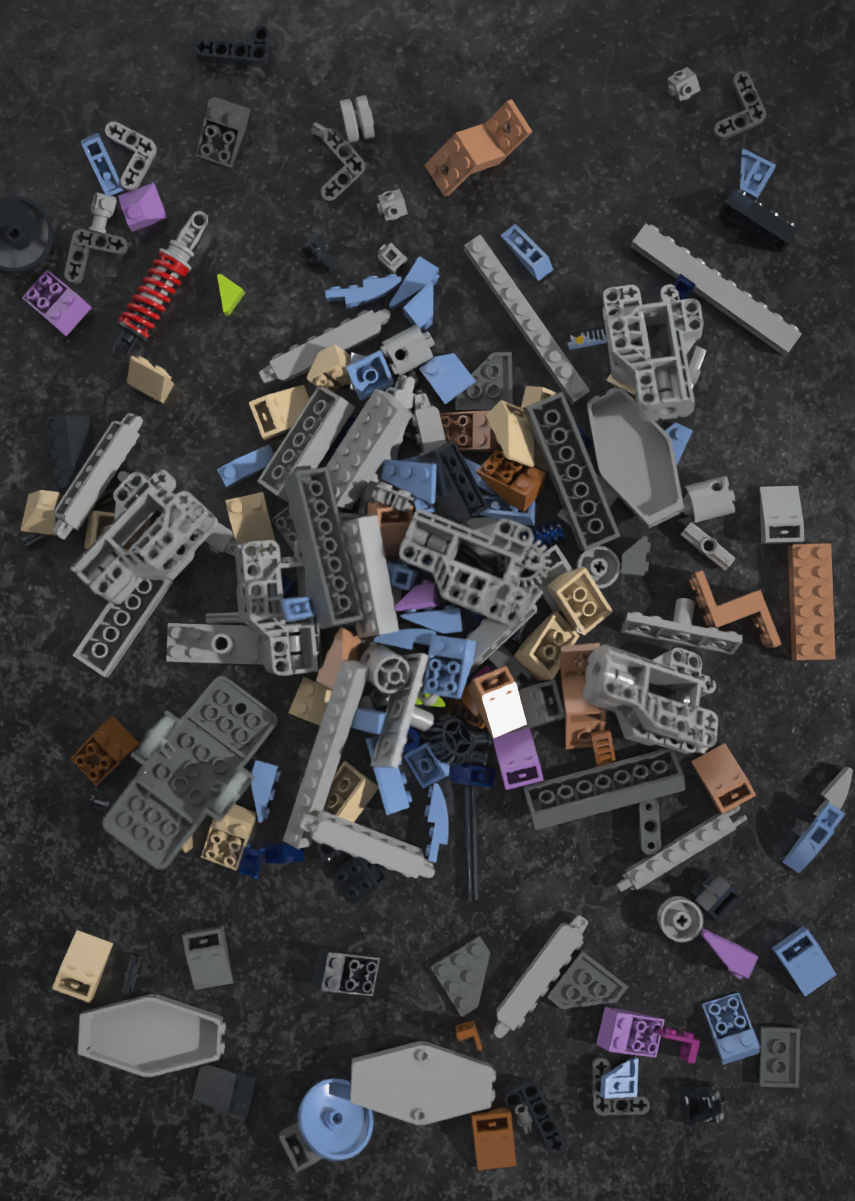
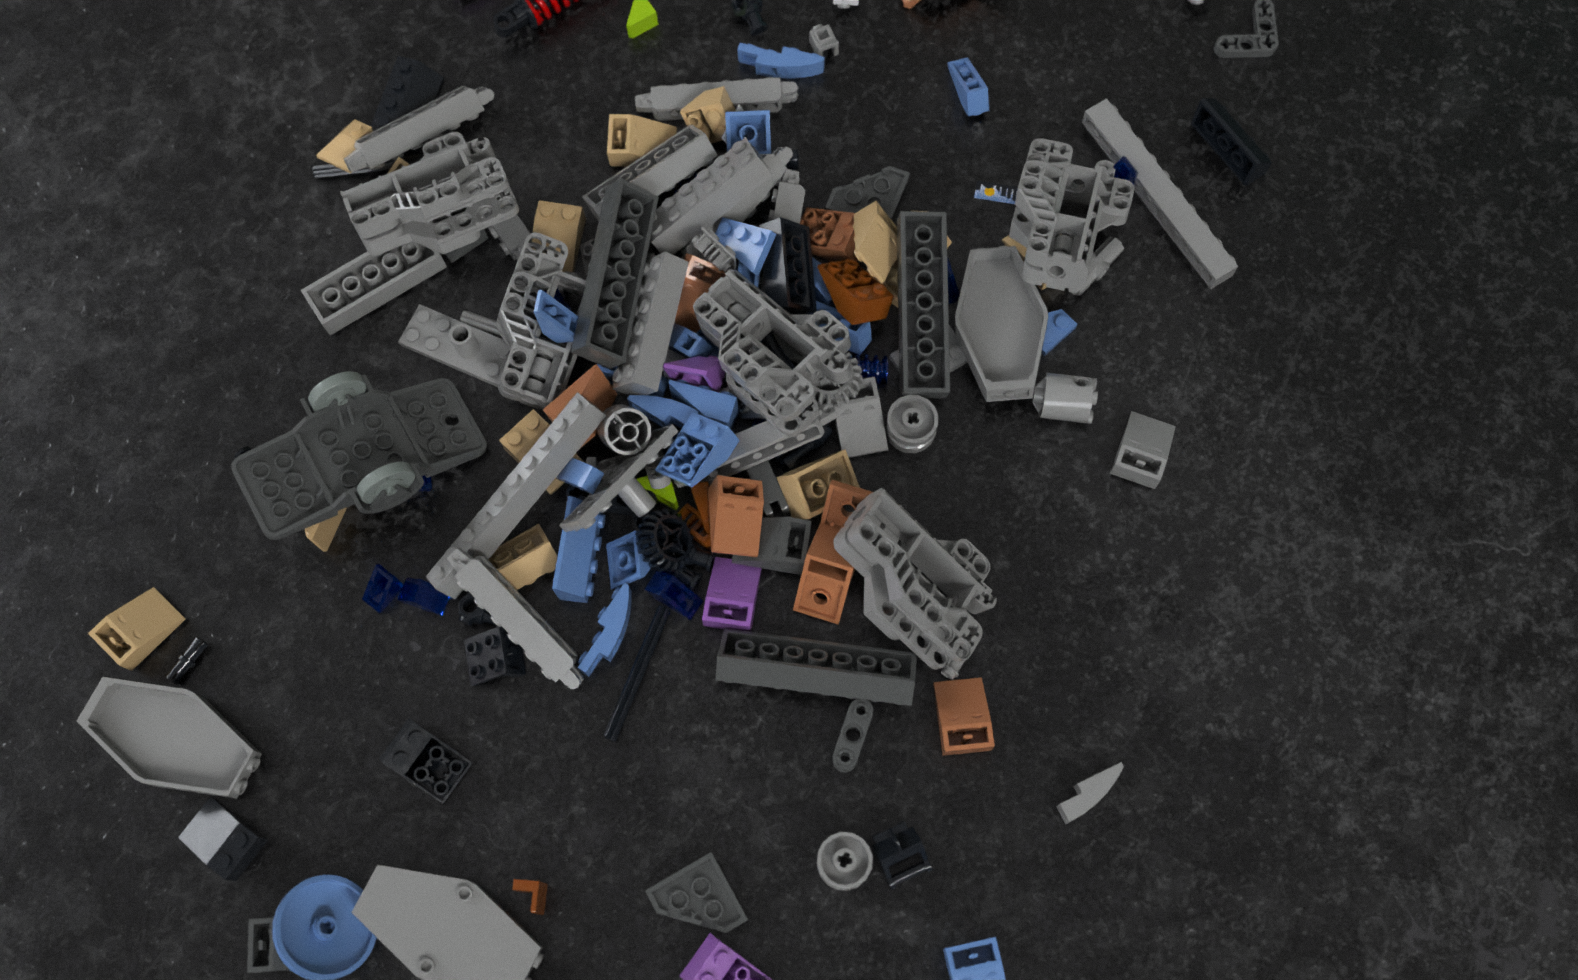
camera: 30 degrees right, 15 degrees down
(104, 751) = (279, 407): dark orange slope -> none
(149, 379) = (519, 57): tan slope -> none
(208, 957) = (278, 675): dark grey slope -> none
(229, 837) = (372, 541): tan slope -> none
(245, 466) = (573, 181): medium blue slope -> none
(262, 786) = (435, 509): medium blue slope -> none
(411, 746) = (616, 521): clear blue piece -> none
(414, 348) = (800, 127): light grey cylinder -> none
(415, 281) = (837, 72): medium blue slope -> none
(420, 308) = (832, 93): medium blue slope -> none
(447, 376) = (829, 169): medium blue slope -> none
(464, 974) = (559, 823): dark grey plate -> none
(526, 320) = (940, 150): light grey brick -> none
(539, 974) = (646, 860): light grey hinge -> none
(579, 599) = (876, 445): tan slope -> none
(603, 749) = (831, 634): dark orange slope -> none
(633, 560) = (956, 427): dark grey slope -> none
(680, 850) = (878, 778): light grey hinge -> none
(681, 629) = (979, 526): light grey plate -> none
(717, 554) = (1053, 462): light grey piece -> none
(735, 609) = (1051, 527): nougat bracket -> none
(737, 958) = (890, 932): medium lavender slope -> none
(754, 173) = (1245, 97): medium blue wing -> none
(811, 601) = (1144, 557): nougat brick -> none
(814, 838) = (1045, 828): medium blue slope -> none

